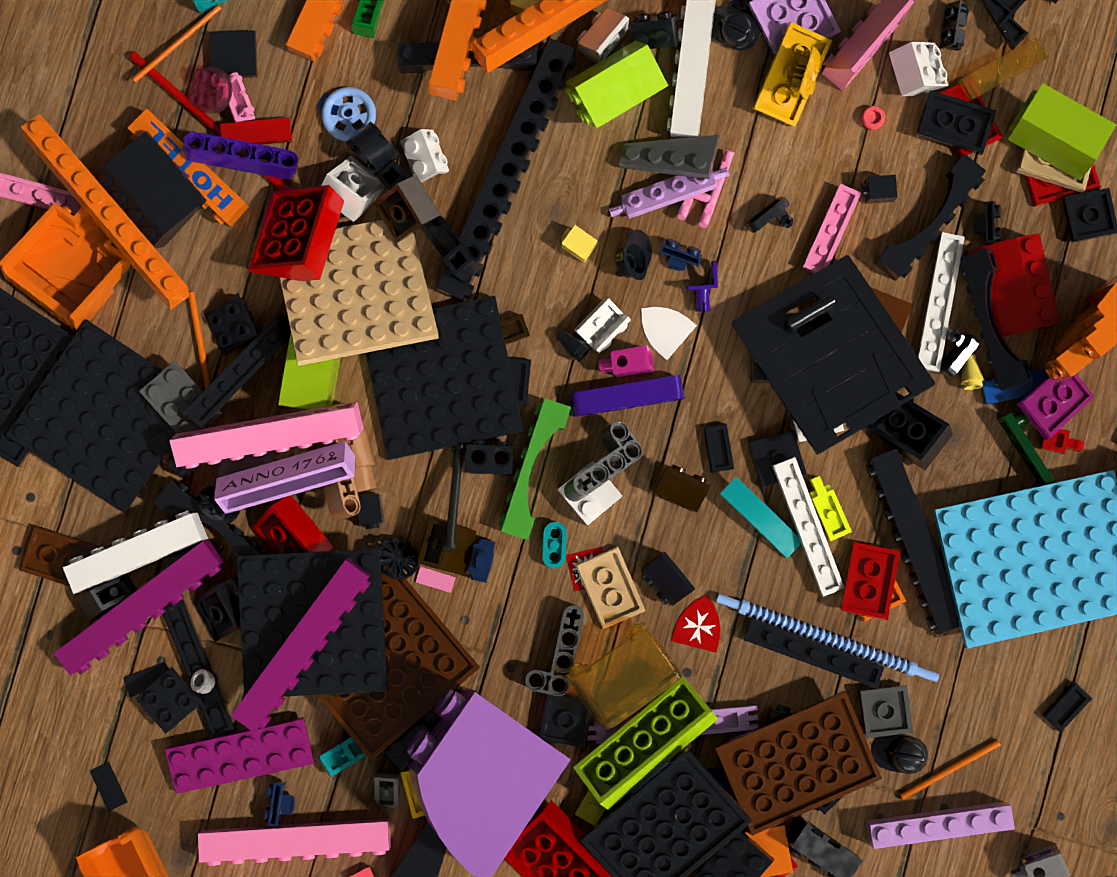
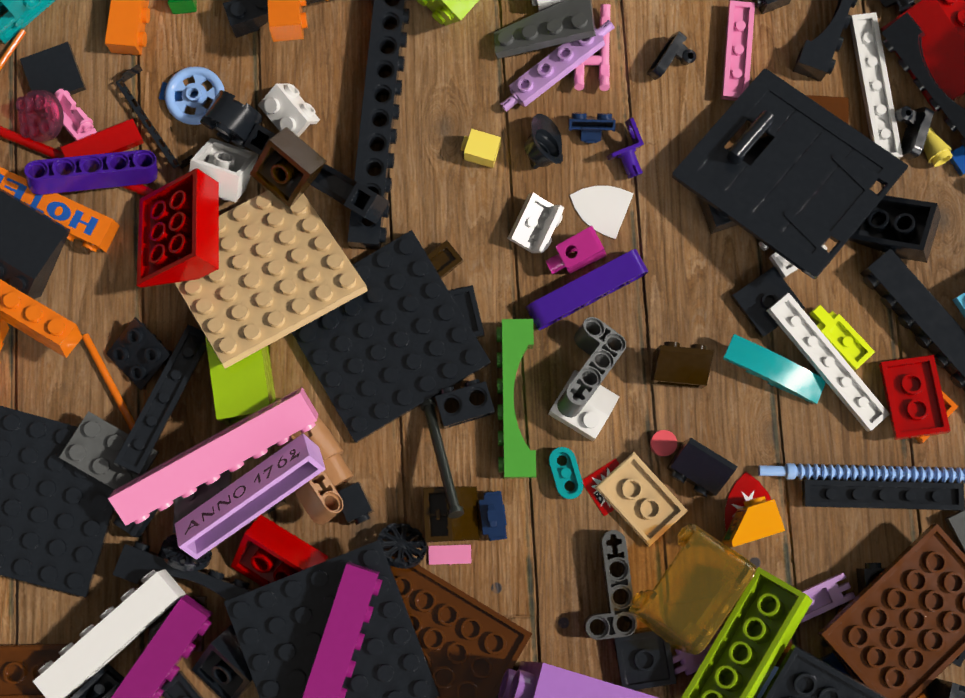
camera: 20 degrees left, 5 degrees down
(301, 132) = (126, 76): none -> black piece
(574, 346) = (512, 255): black cone -> none
(645, 547) = (663, 443): none -> coral tile
(694, 639) = (753, 522): none -> light orange slope
(718, 448) = (702, 312): black tile -> none

